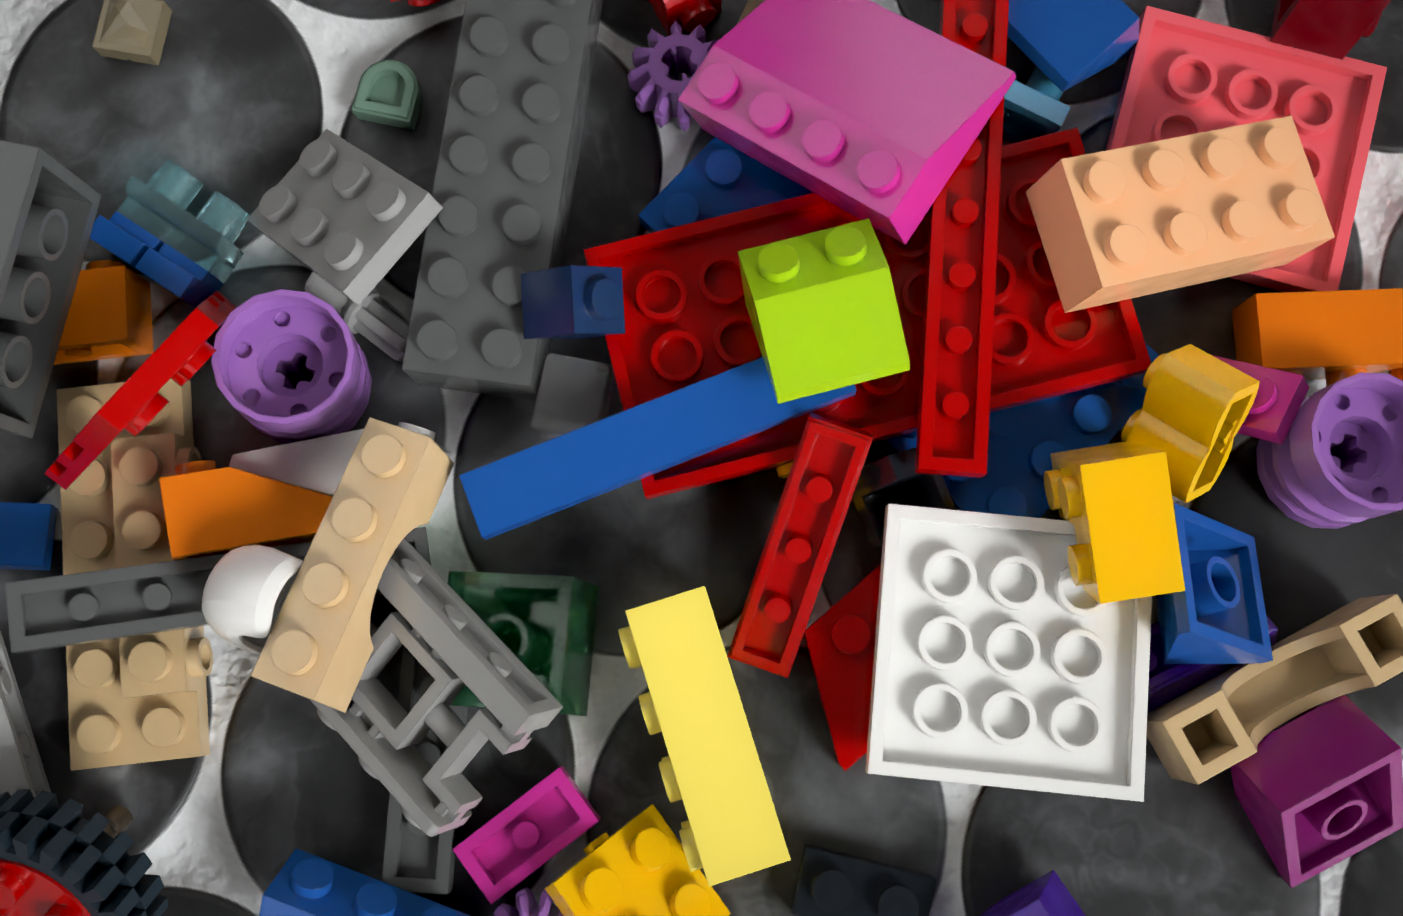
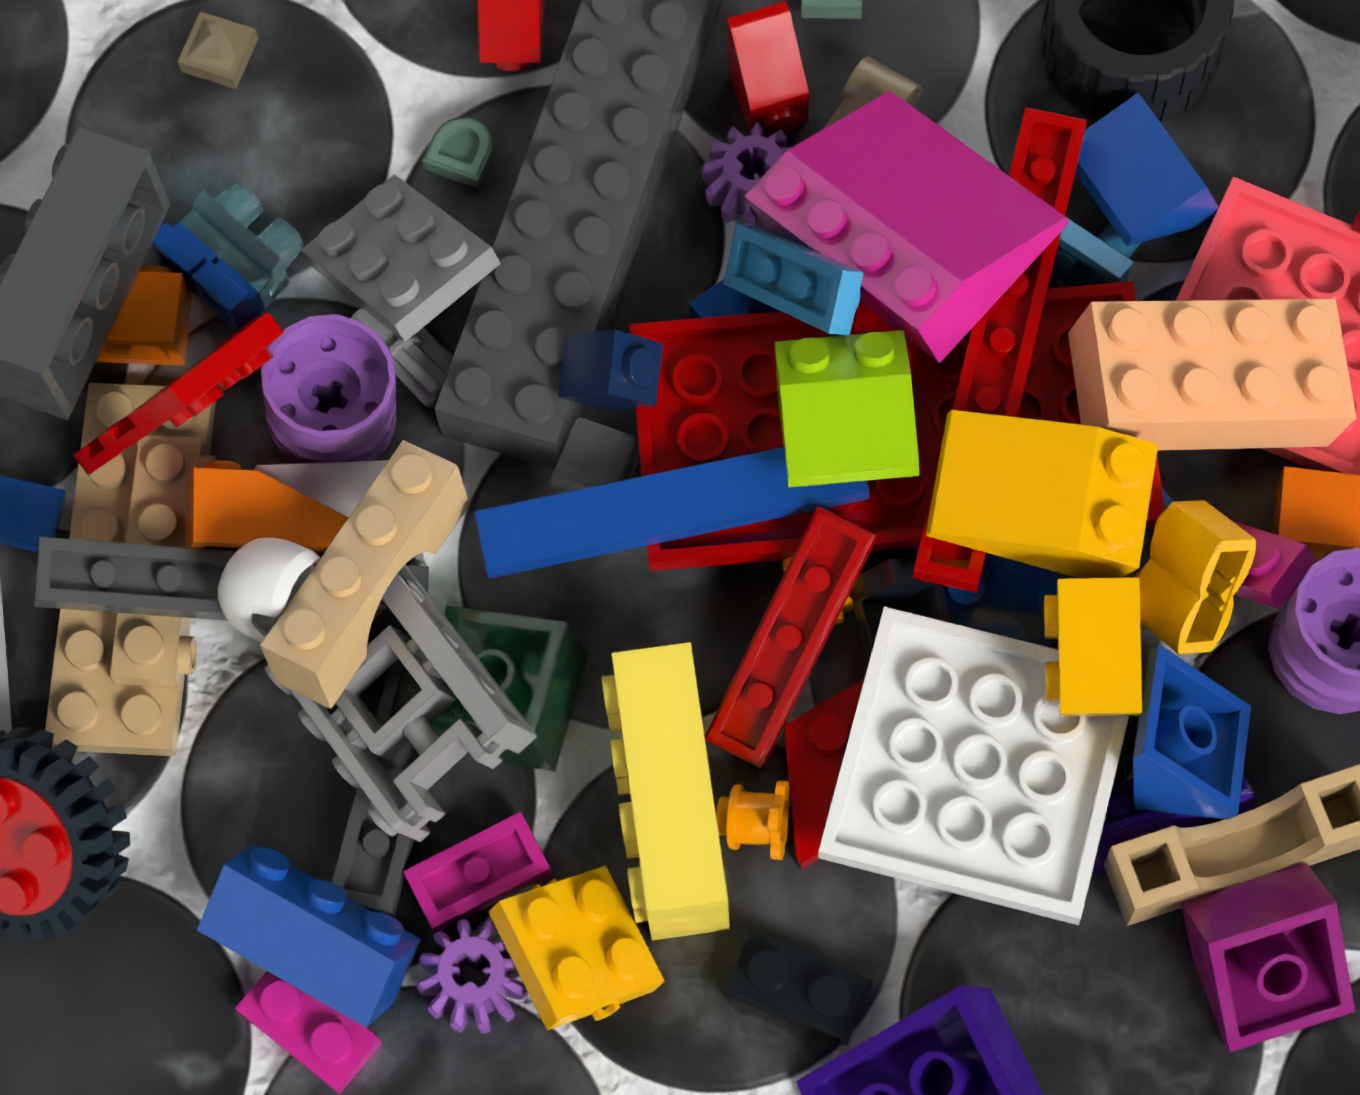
camera: 10 degrees right, 10 degrees down
(746, 180) = (793, 279): none -> dark azure plate
(793, 734) = (756, 818): none -> light orange brick
(1042, 368) = (1043, 493): none -> yellow slope

